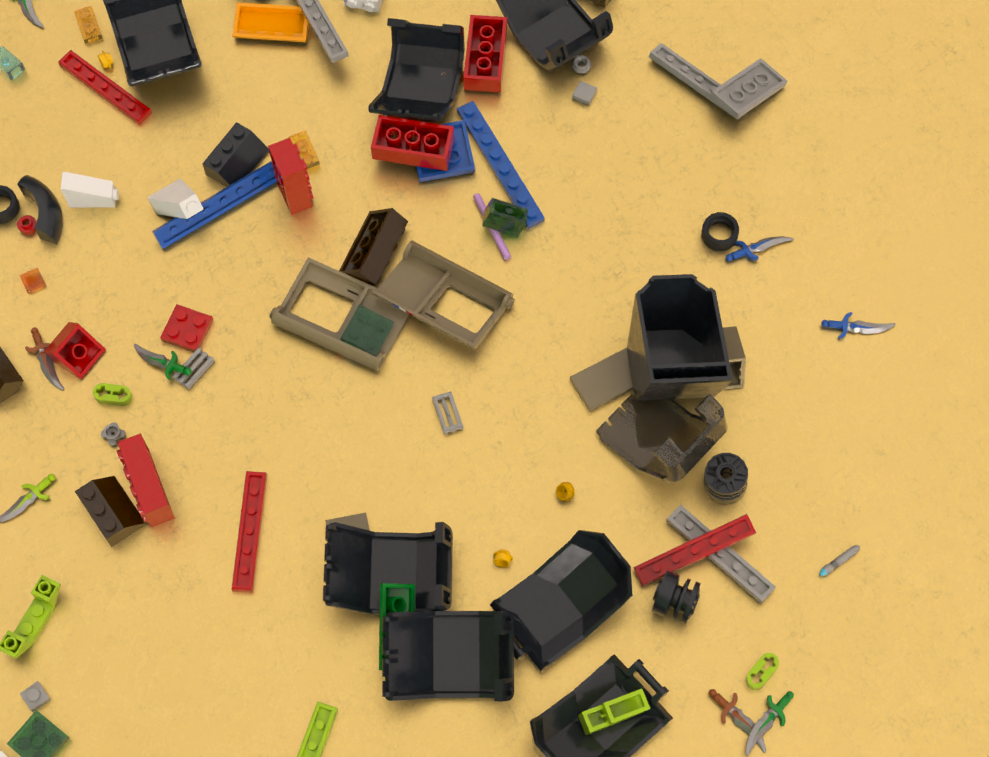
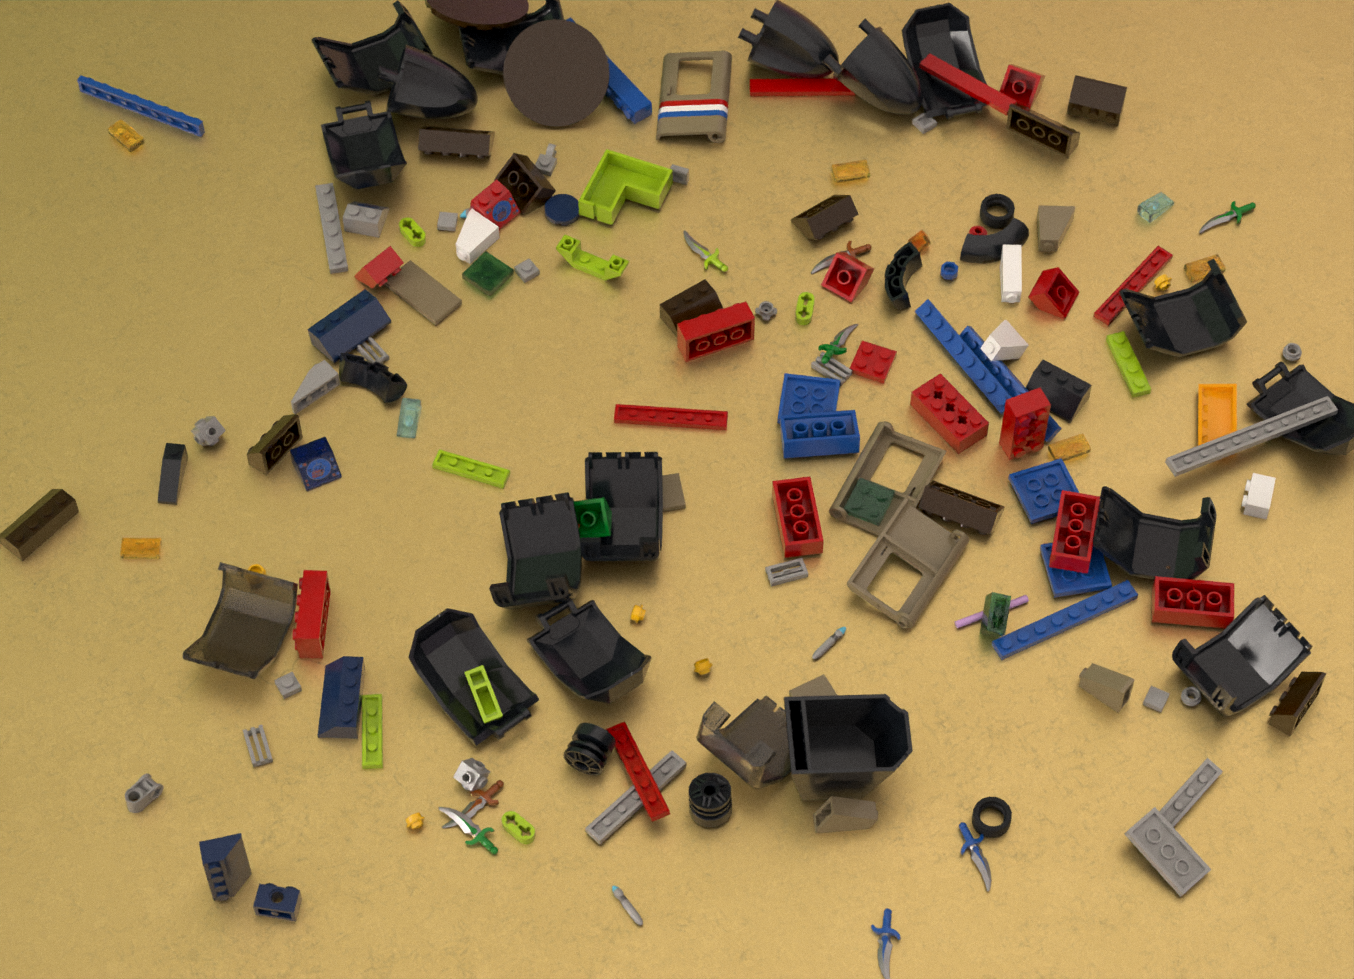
camera: 90 degrees right, 10 degrees down
(26, 153) = (1053, 225): none -> dark tan slope
(73, 252) = (949, 270): none -> blue tile
(77, 300) = (898, 272): none -> black brick
(111, 156) = (1054, 293): none -> red slope
(186, 240) = (963, 355): none -> blue plate
(202, 96) = (1128, 364): none -> lime plate
(236, 390) = (808, 395): none -> blue plate
(260, 254) = (949, 413): none -> red brick
(283, 376) = (819, 434): none -> blue slope
(353, 173) = (1041, 489): none -> blue plate
(383, 410) = (797, 517): none -> red brick
(520, 363) = (829, 642): none -> light grey piece
(578, 127) = (1107, 686): none -> dark tan slope
(709, 719) = (472, 774): none -> light grey brick

